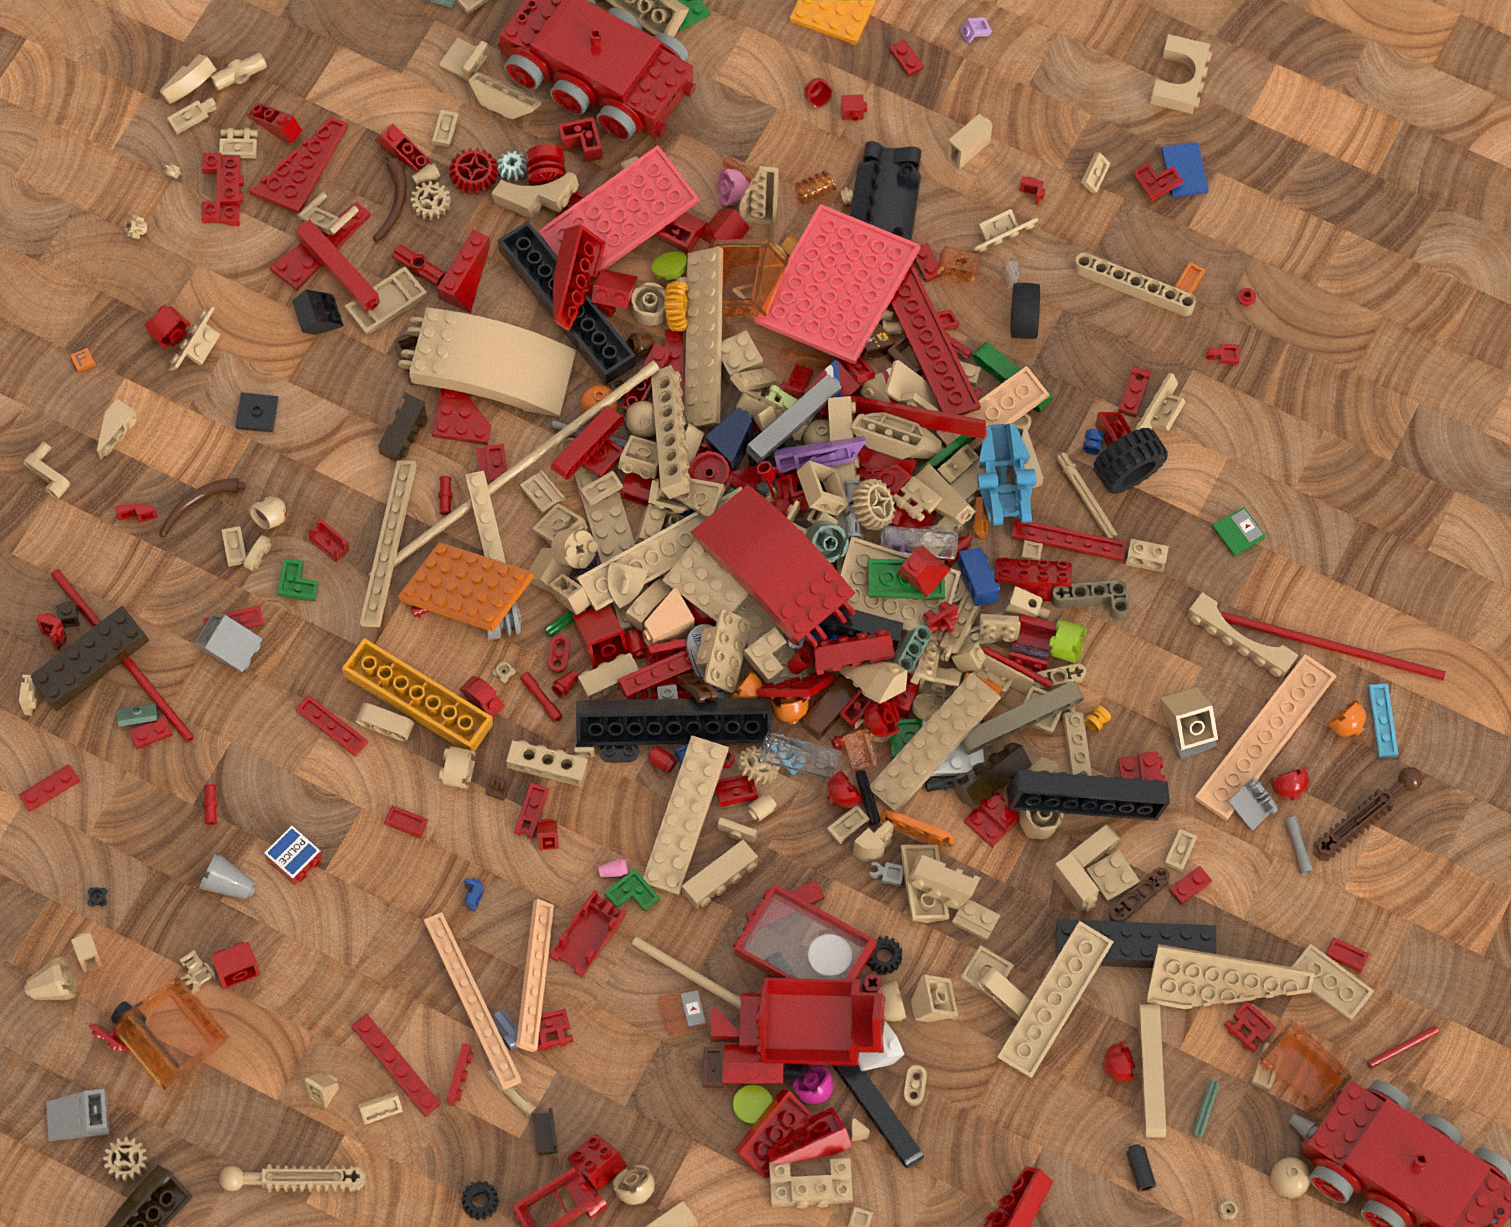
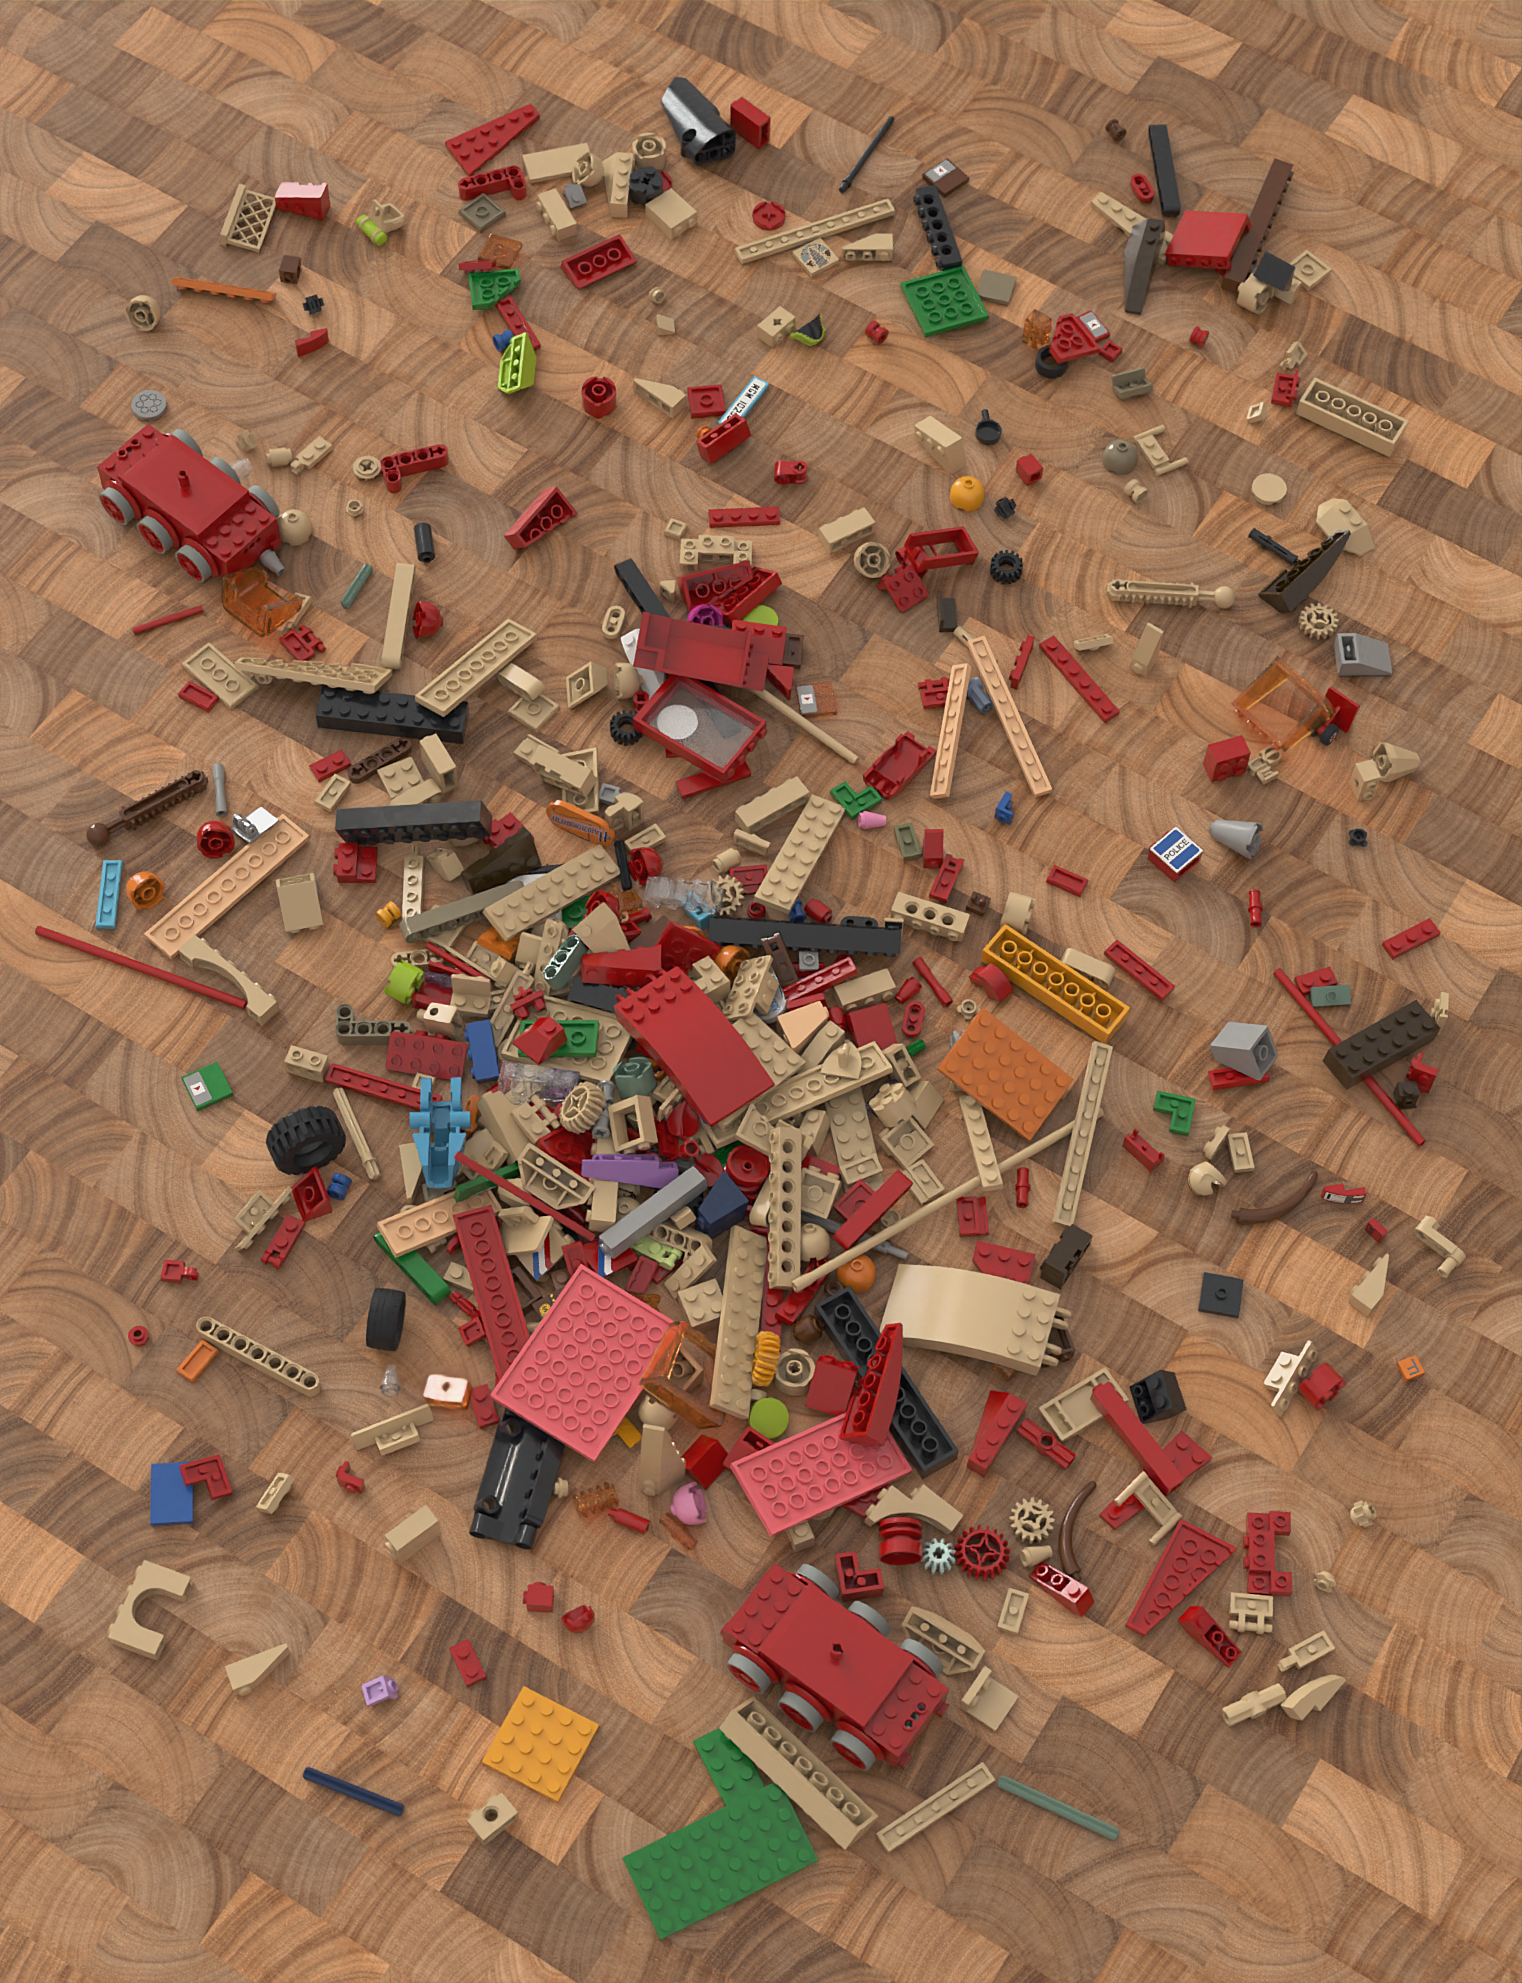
camera: 175 degrees left, 5 degrees down
(106, 480) = (1376, 1230): none -> red tile
(574, 848) = (907, 841): none -> olive plate
(788, 177) = (630, 1520): none -> red cylinder
(1087, 33) = (253, 1670): none -> tan slope

